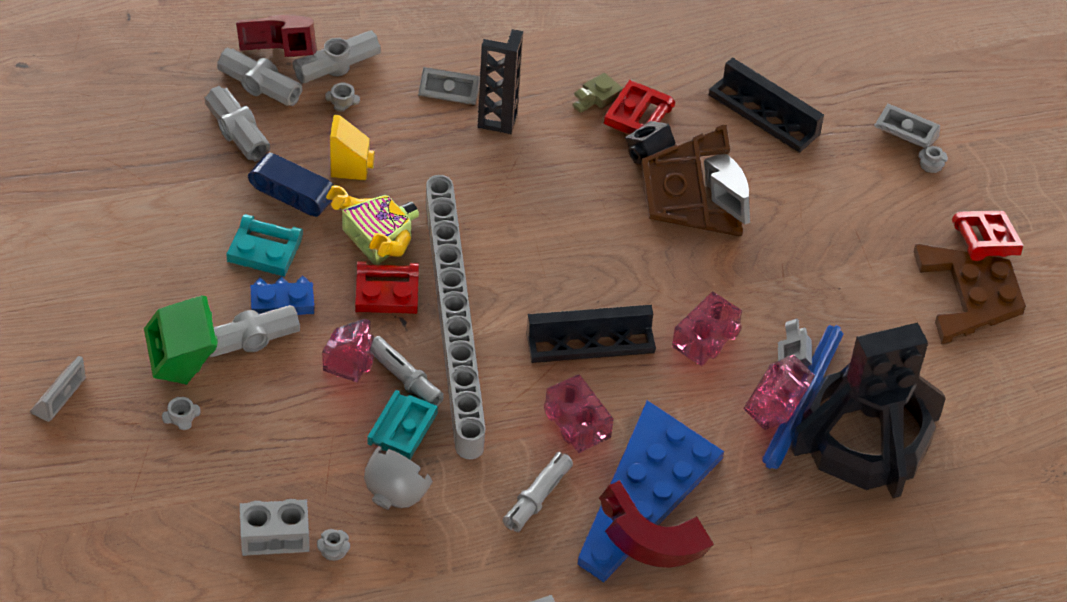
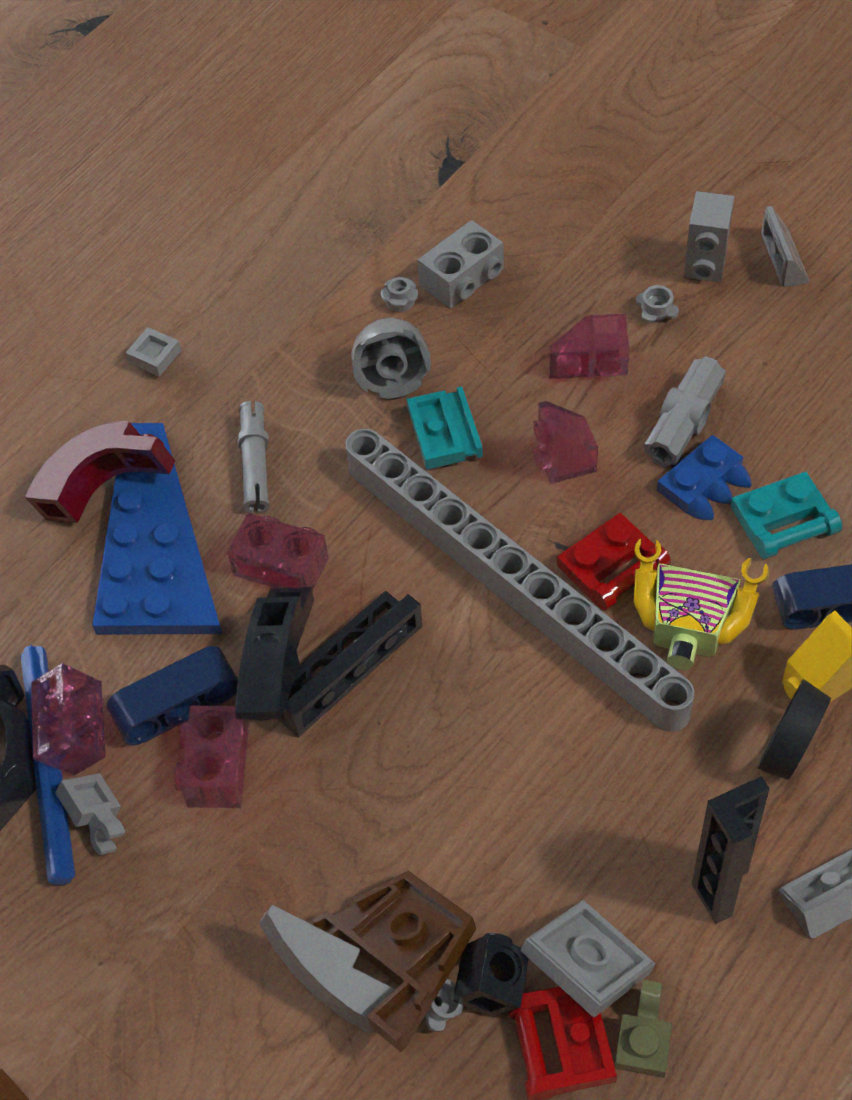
camera: 150 degrees right, 5 degrees up
(108, 408) = (708, 236): none -> light grey brick
(180, 339) = (726, 333): green slope -> none
(258, 406) = (592, 348): none -> clear pink slope
(413, 146) = (794, 731): none -> black tyre
(414, 380) = (506, 482): light grey pin -> none
(598, 123) = (588, 958): none -> light grey tile
(632, 345) = (270, 653): none -> black slope
(705, 377) = (165, 696): none -> dark blue beam

